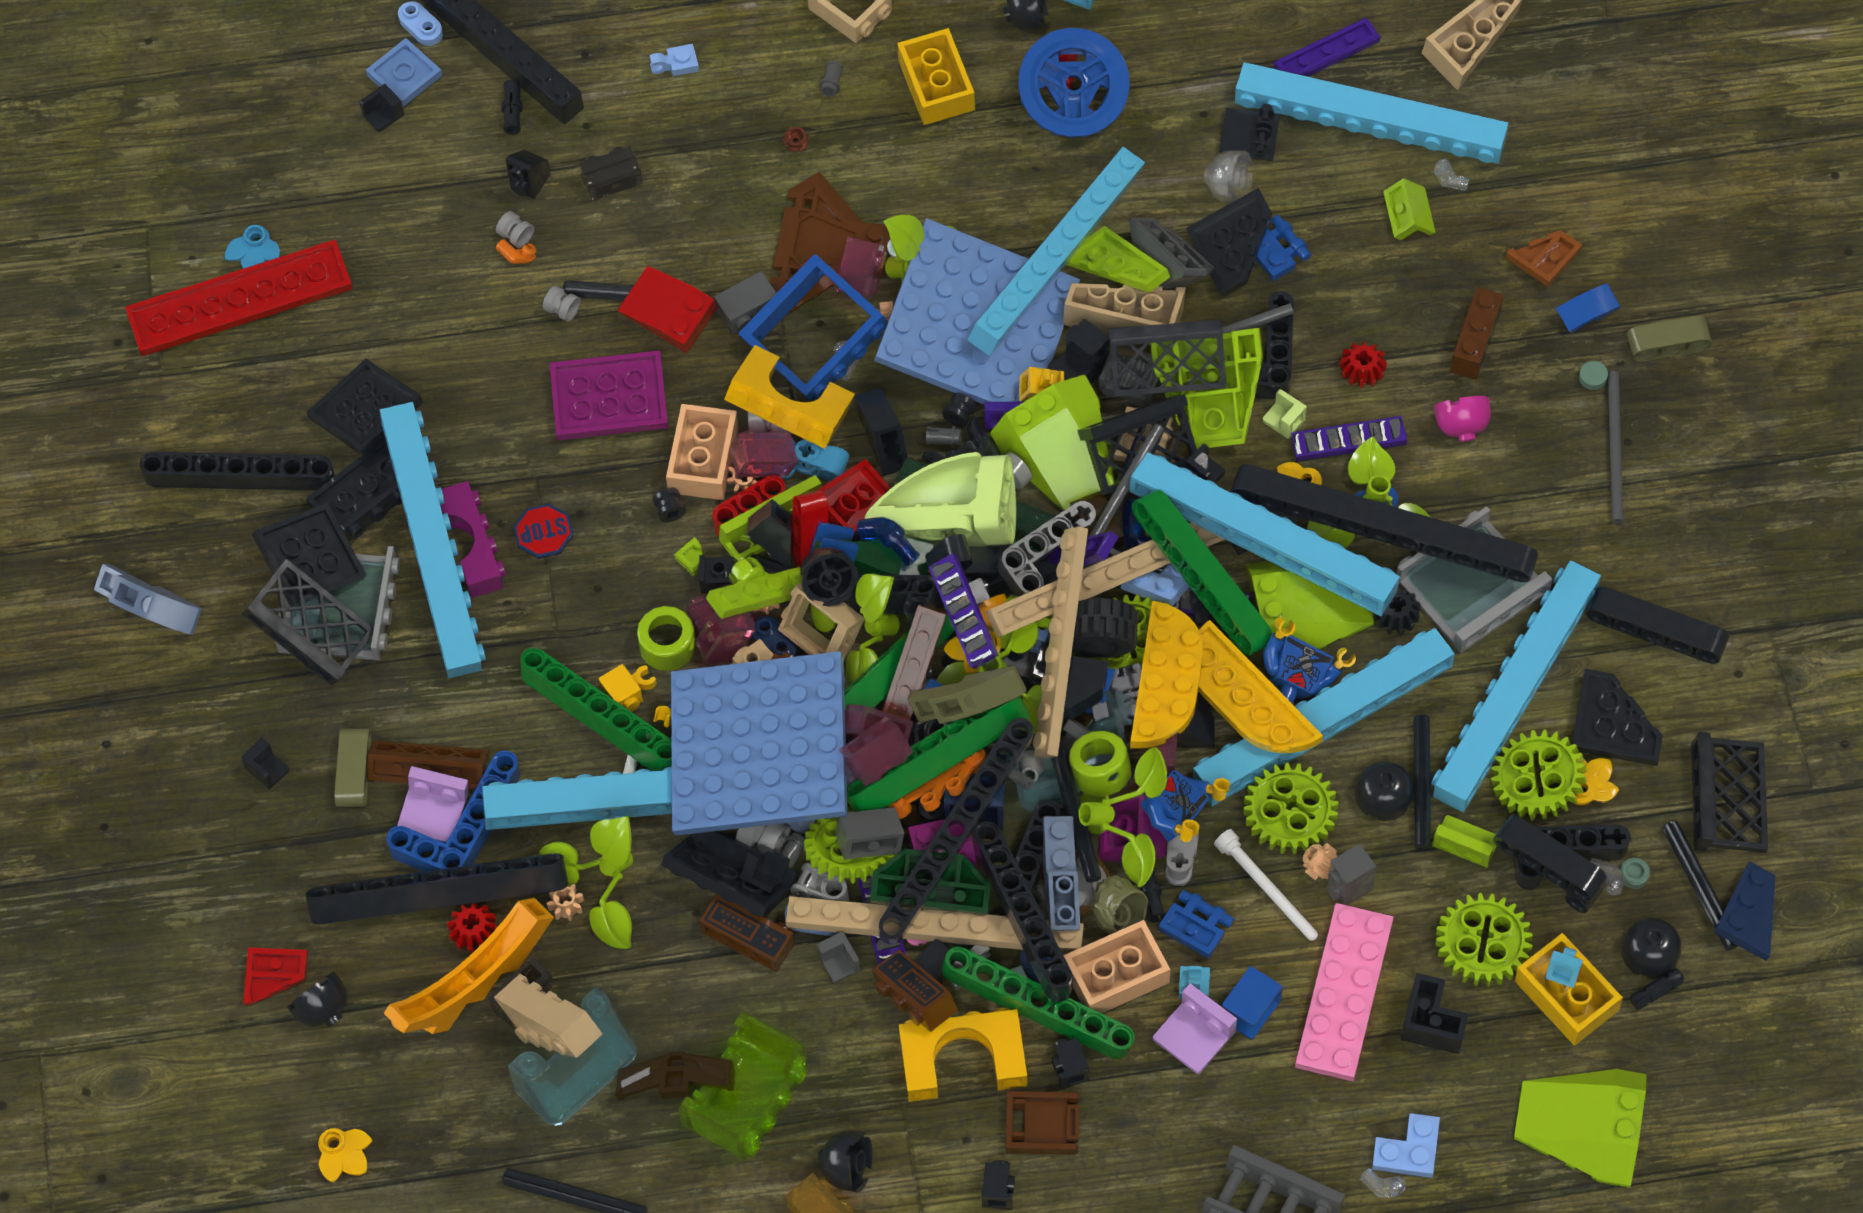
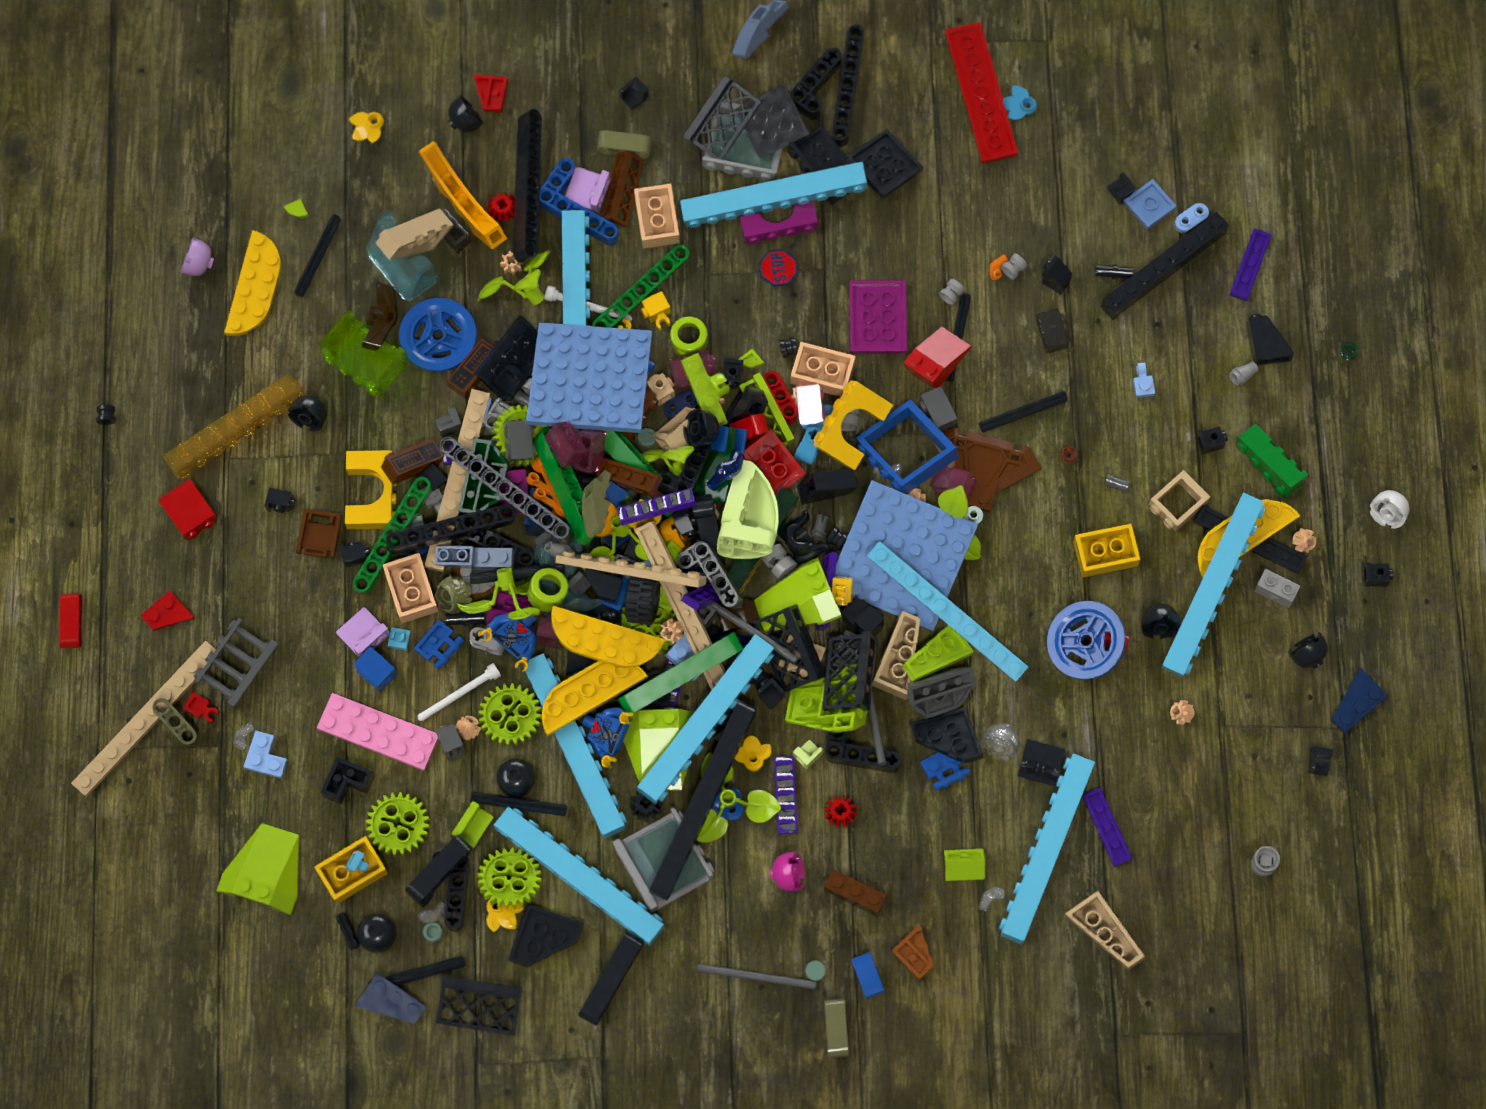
camera: 95 degrees right, 10 degrees up
(230, 511) = (819, 80): none -> black beam
(473, 702) = (656, 216): none -> light nougat brick
(708, 956) = (435, 314): none -> blue gear
(736, 201) = (1023, 411): none -> black axle
(1138, 591) = (672, 630): none -> light nougat gear

